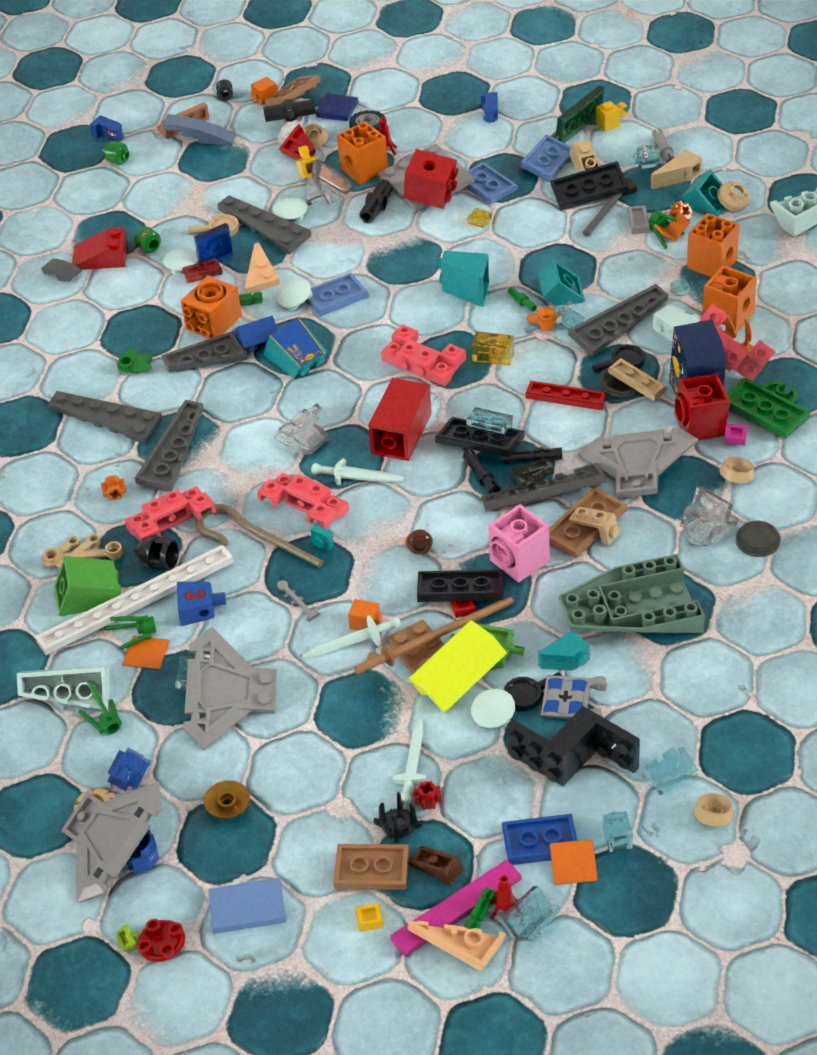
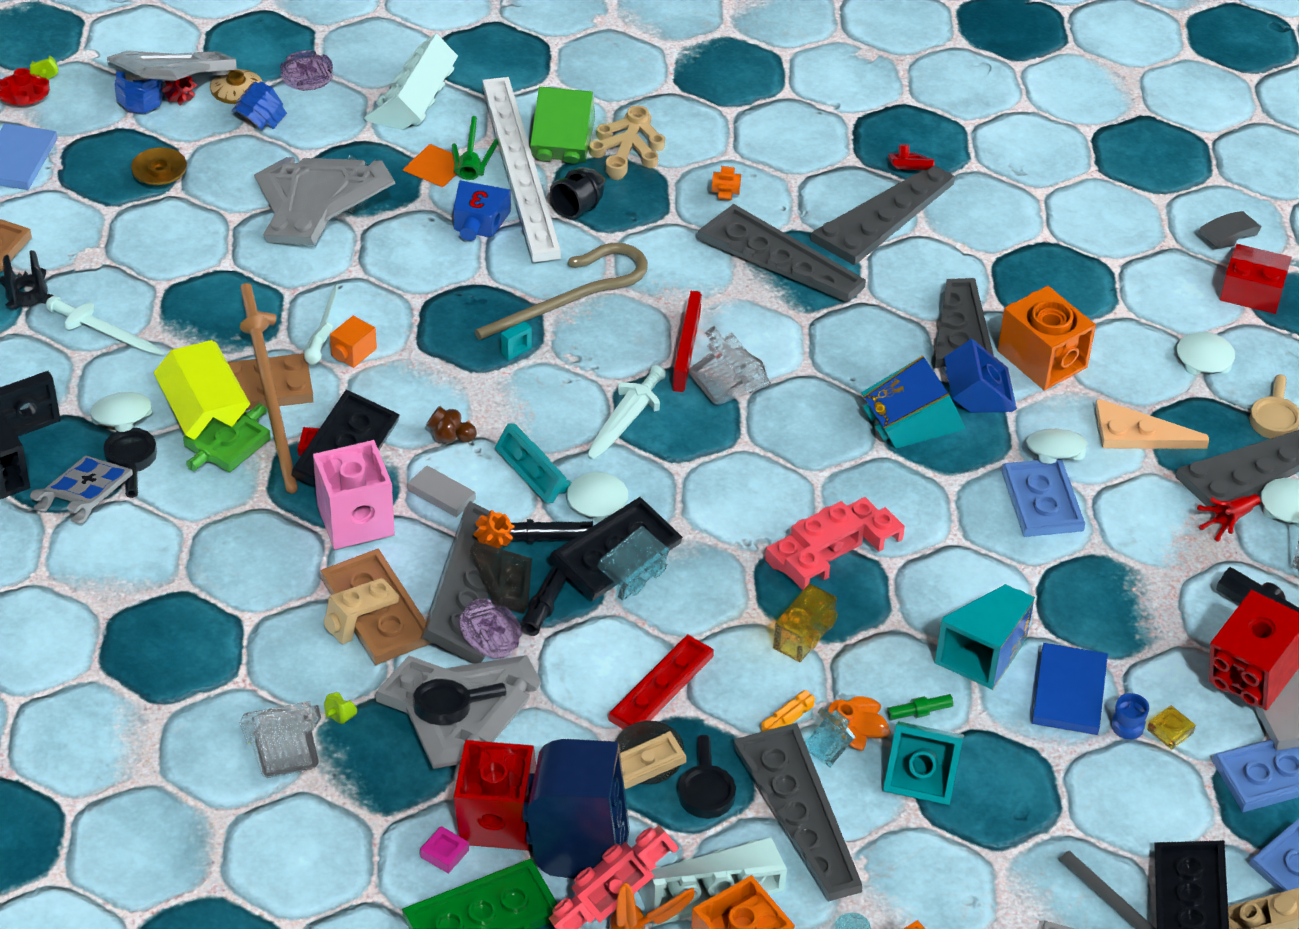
camera: 105 degrees right, 0 degrees up
(49, 413) = (908, 160): none -> red piece
(61, 768) = (306, 70): none -> clear purple tile
(108, 721) = (342, 107): green plant -> none
(134, 362) = (983, 258): green plate -> none
(147, 239) = (1260, 320): green head -> none
(168, 511) = (654, 219): coral bracket -> none
(201, 270) = (1163, 365): clear red plate -> none
(214, 243) = (1202, 374): clear blue tile -> none
(246, 299) = (1074, 395): green axle -> none
(281, 461) = (687, 341): none -> red tile
(283, 586) = (463, 296): light grey piece -> none
(305, 496) = (601, 348): coral bracket -> none
(314, 223) = (1229, 512): none -> red piece
(400, 419) = (690, 463): red brick -> none
(427, 795) = (39, 316): red gear -> none
(430, 494) = (531, 463): none -> teal plate
(436, 463) = (597, 495): none -> light aqua dish
(472, 531) = (441, 491): none -> light grey tile
(485, 227) = (1130, 716): none -> blue wheel
(488, 246) = (1070, 688): none -> blue tile
(505, 480) = (494, 529): none -> orange gear
(557, 343) = (790, 711): none -> light orange axle
(565, 653) = (155, 503): teal slope -> none
(579, 464) = (490, 628): none -> clear purple tile
(635, 599) = (180, 597): sand green wedge -> none
(647, 454) = (449, 701): none -> black piece
(669, 510) = (338, 708): none -> lime piece
(737, 470) = (367, 820): tan hat -> none
(758, 539) = (222, 793): clear smoke piece -> none

